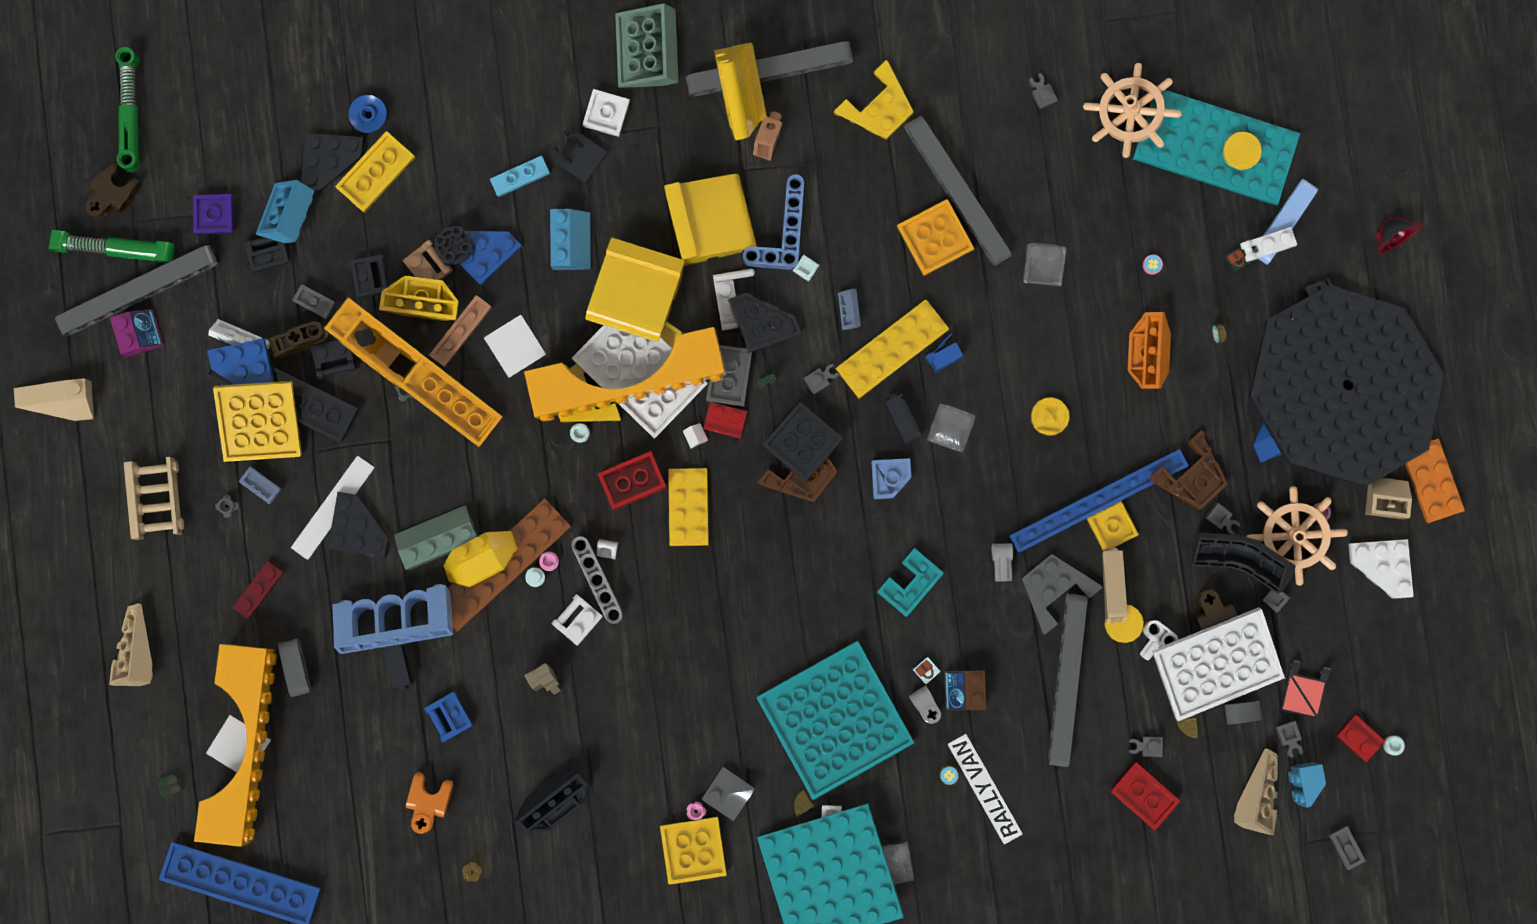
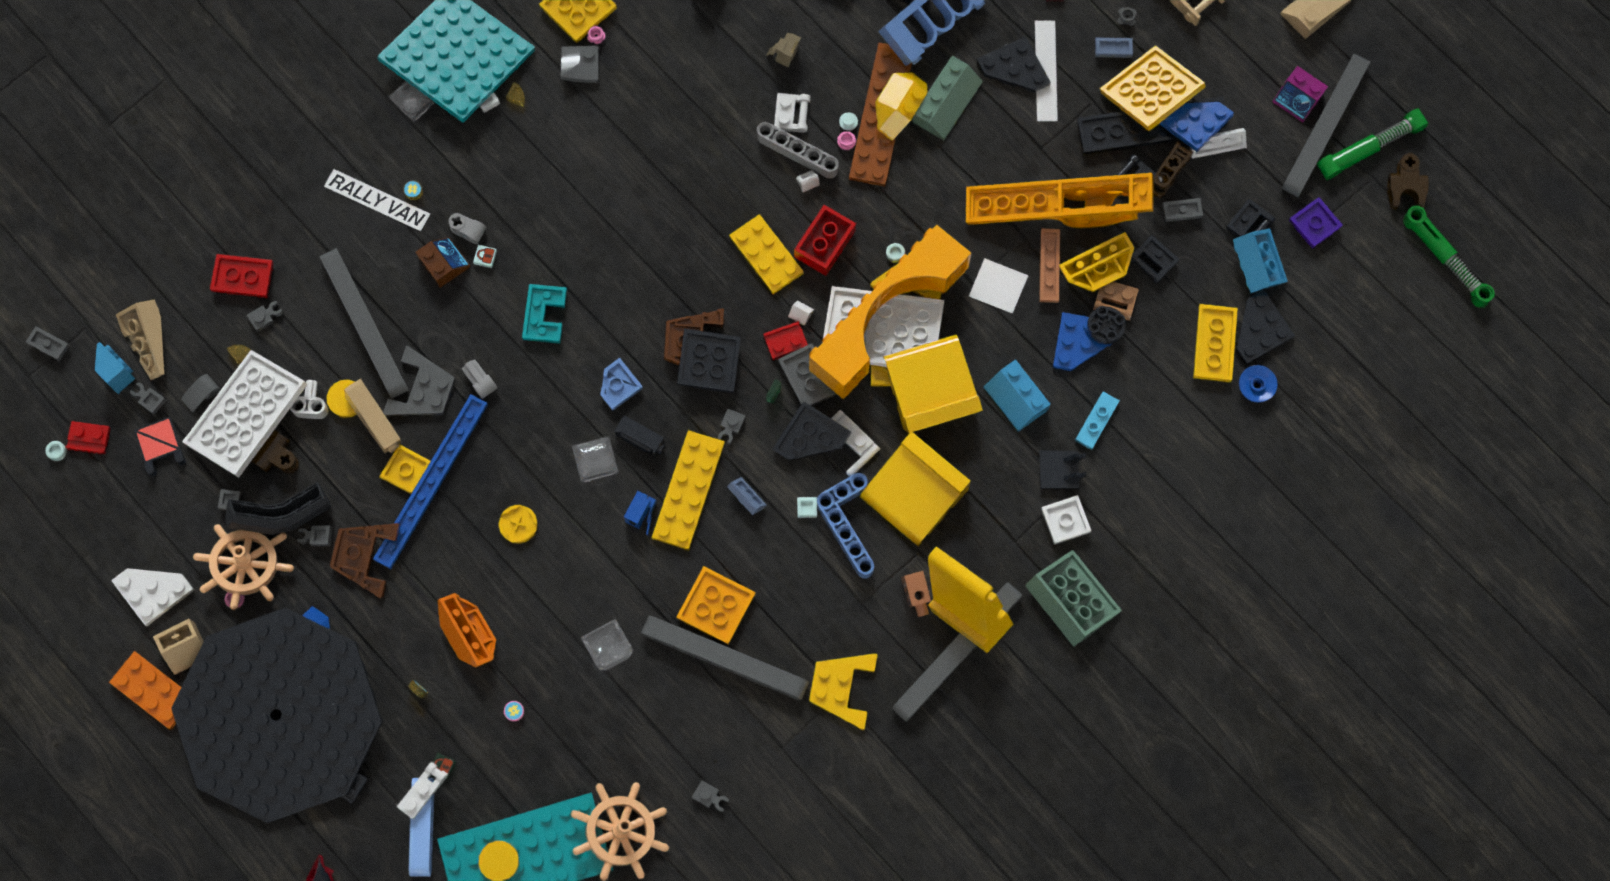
camera: 150 degrees right, 10 degrees down
(835, 720) = (533, 171): teal plate -> none

